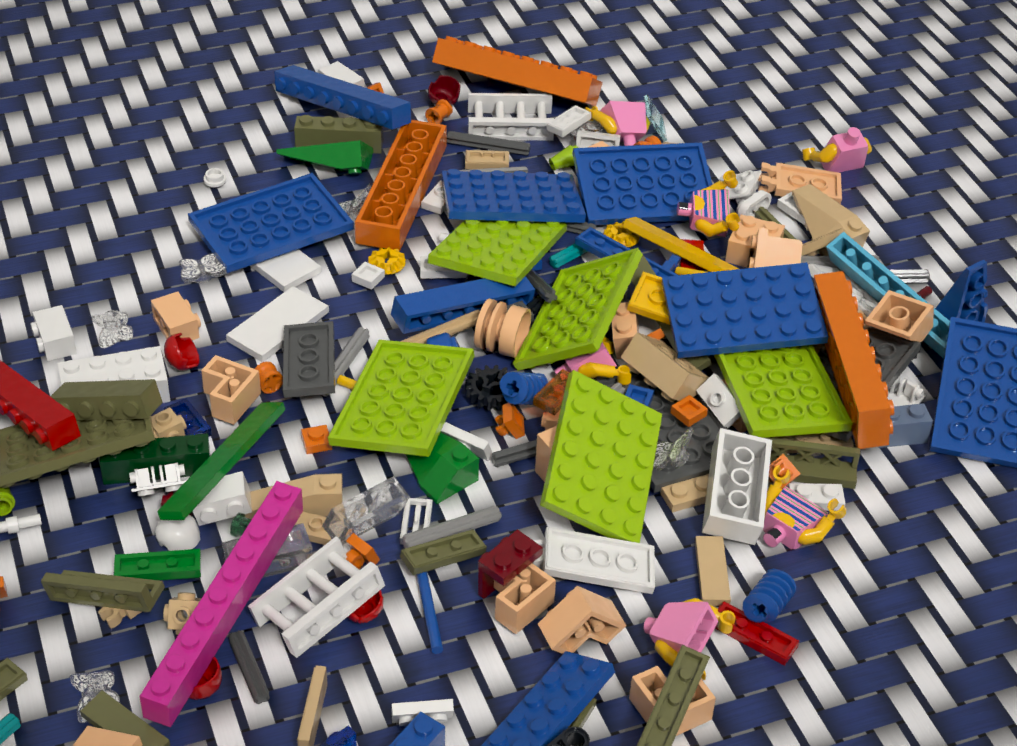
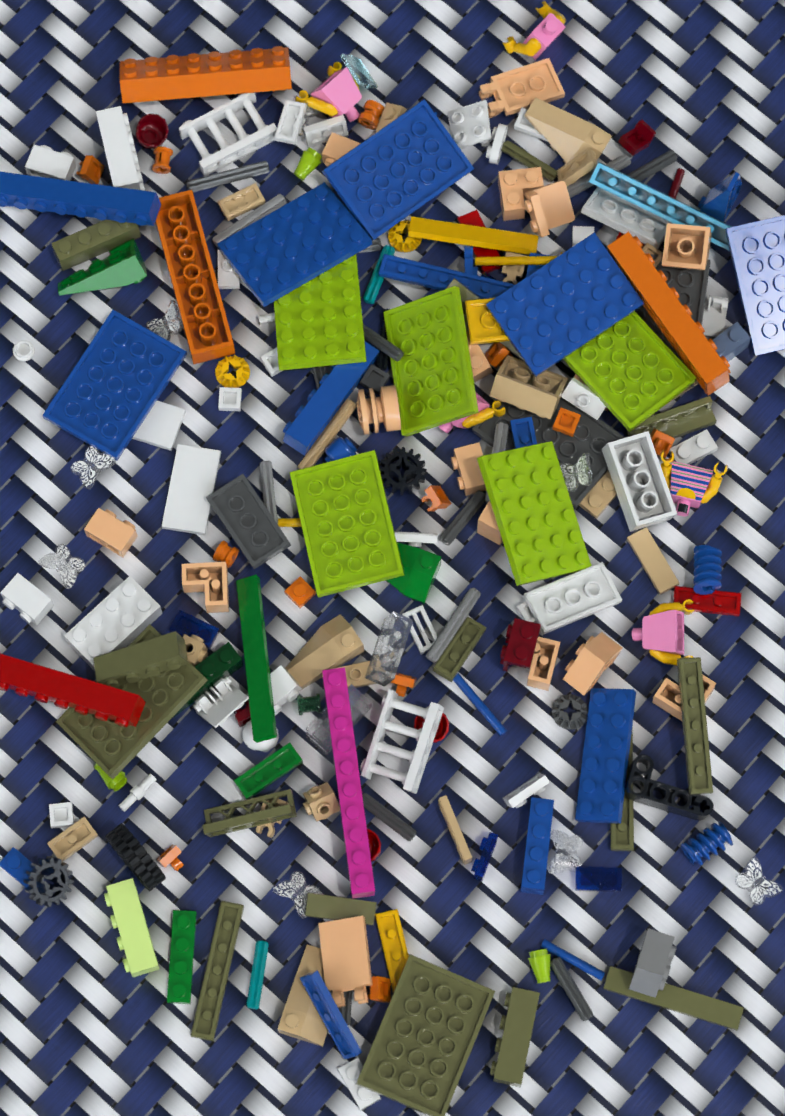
camera: 25 degrees left, 30 degrees up
(181, 352) = (143, 566): red hair -> none
(408, 79) = (120, 148): none -> white brick
(521, 387) = (436, 468): blue piece -> none
(531, 672) = (562, 718): none -> dark grey gear
(552, 394) = (463, 460): clear orange plate -> none
(711, 209) = (469, 177): torso -> none
(896, 252) = (637, 138): none -> dark red bracket

